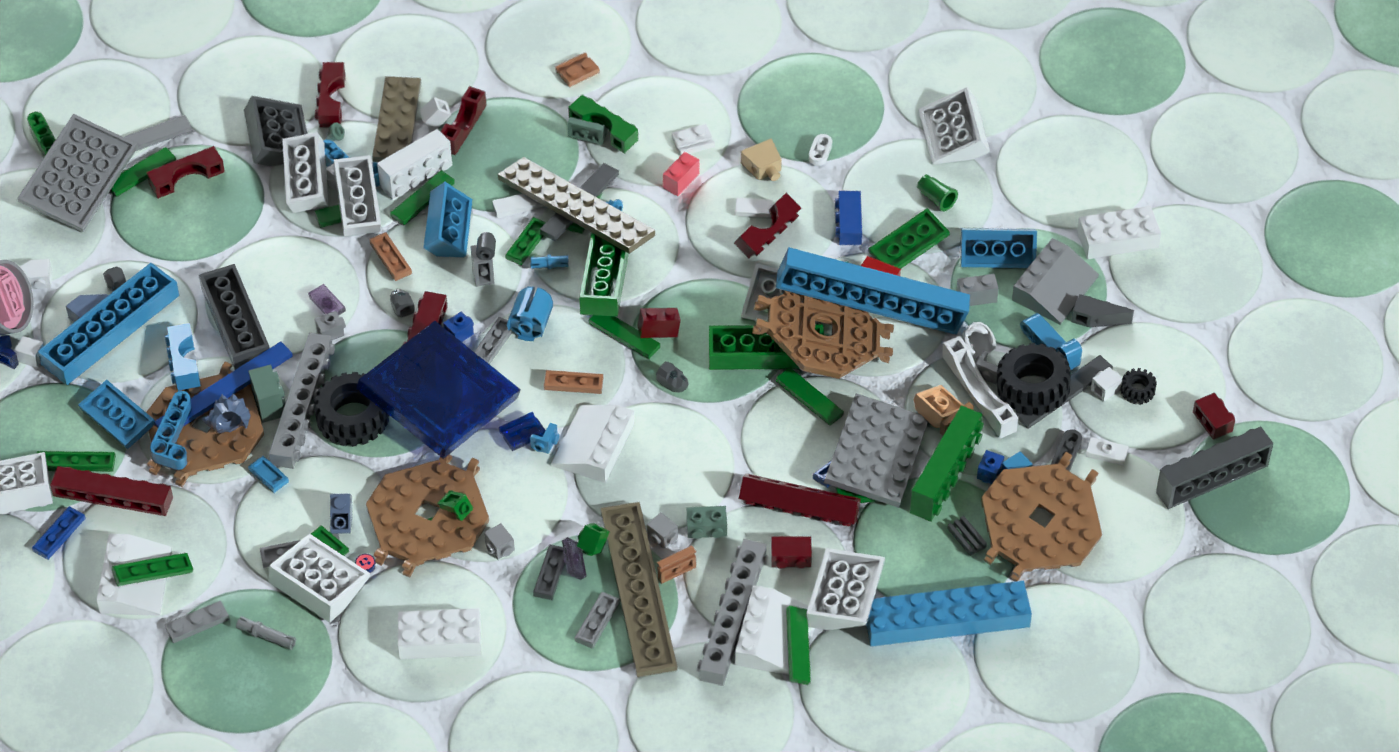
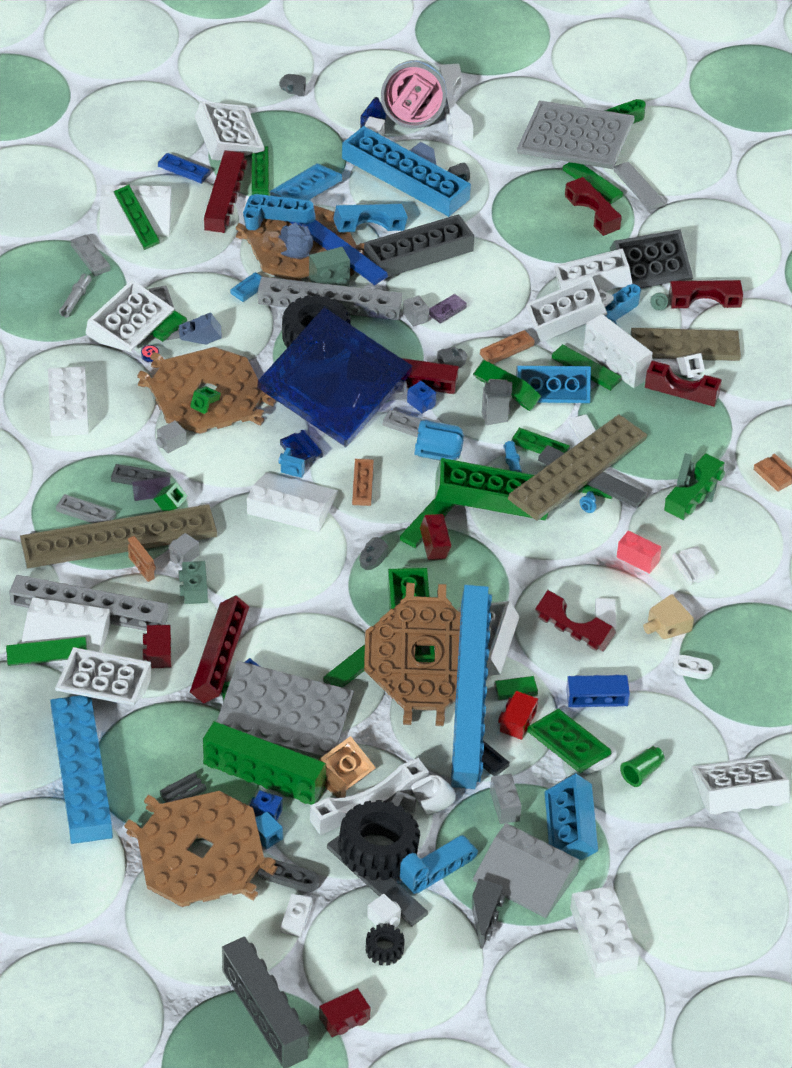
camera: 85 degrees right, 5 degrees down
(448, 257) = (521, 391): none -> green beam

